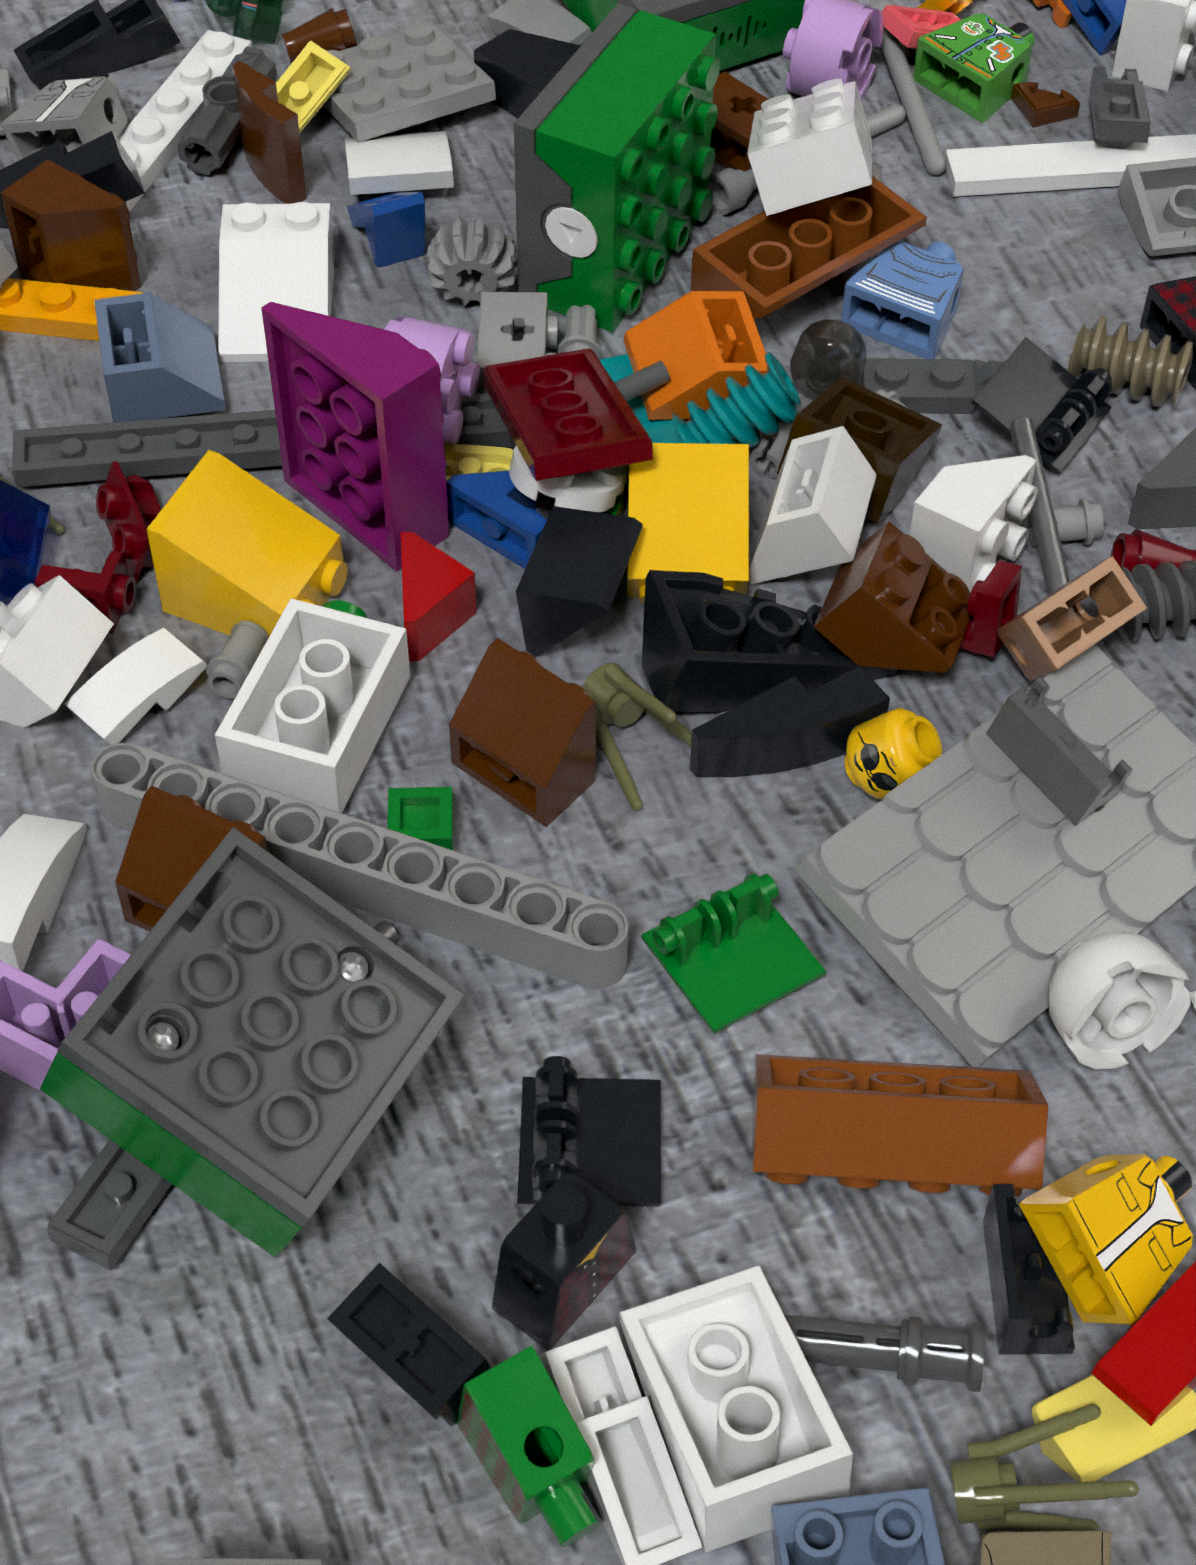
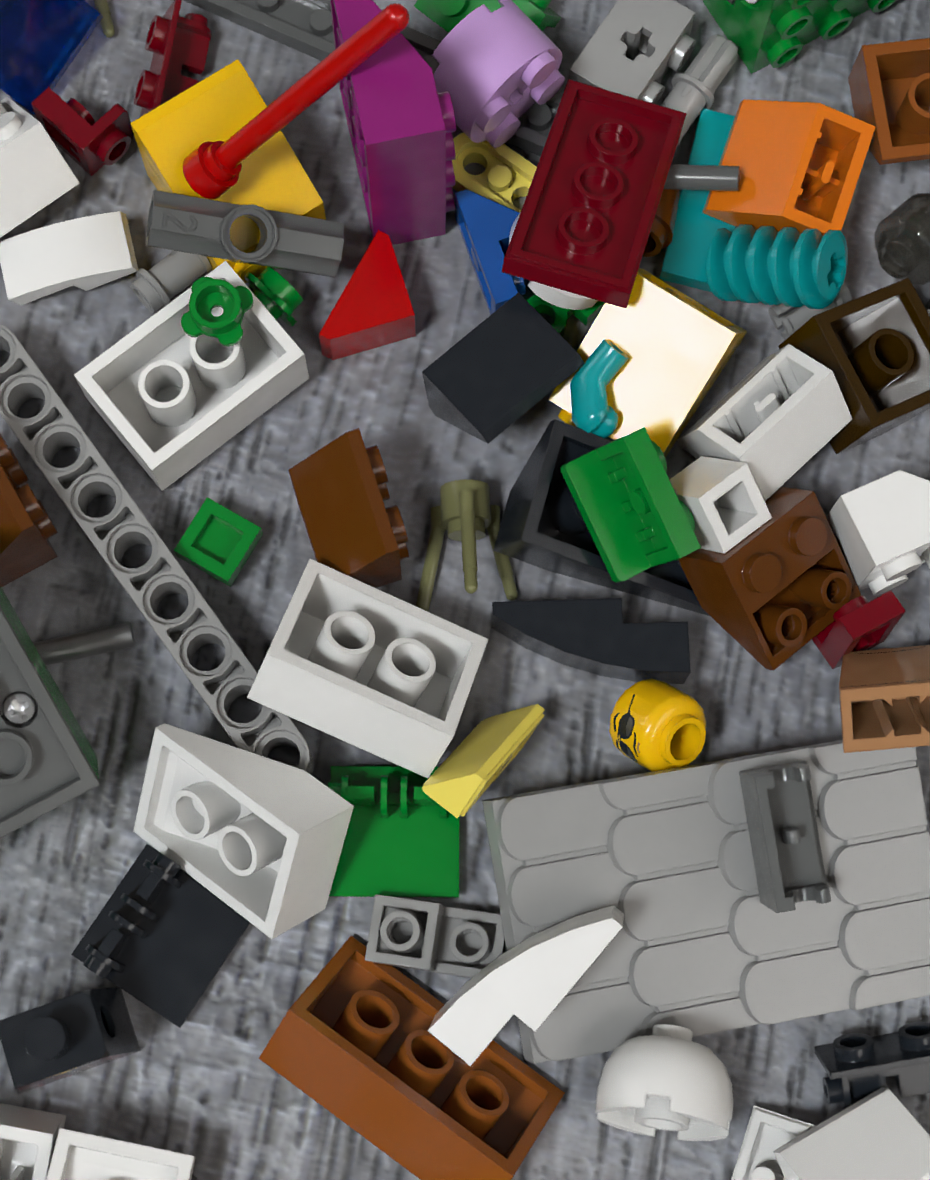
camera: 30 degrees right, 25 degrees up
(244, 520) = (217, 164): none -> red piece
(265, 573) = (204, 227): none -> dark grey piece
(311, 624) = (213, 293): none -> green plate
(601, 993) = (243, 826): none -> white slope
(628, 820) = (369, 669): none -> white brick
(658, 541) = (589, 391): none -> teal arm
(758, 589) = (630, 505): none -> green bracket
(769, 845) = (481, 759): none -> light yellow slope
(818, 567) = (722, 501): none -> white brick
(832, 1015) = (433, 937): none -> light grey slope
(938, 973) = (524, 982): none -> white slope

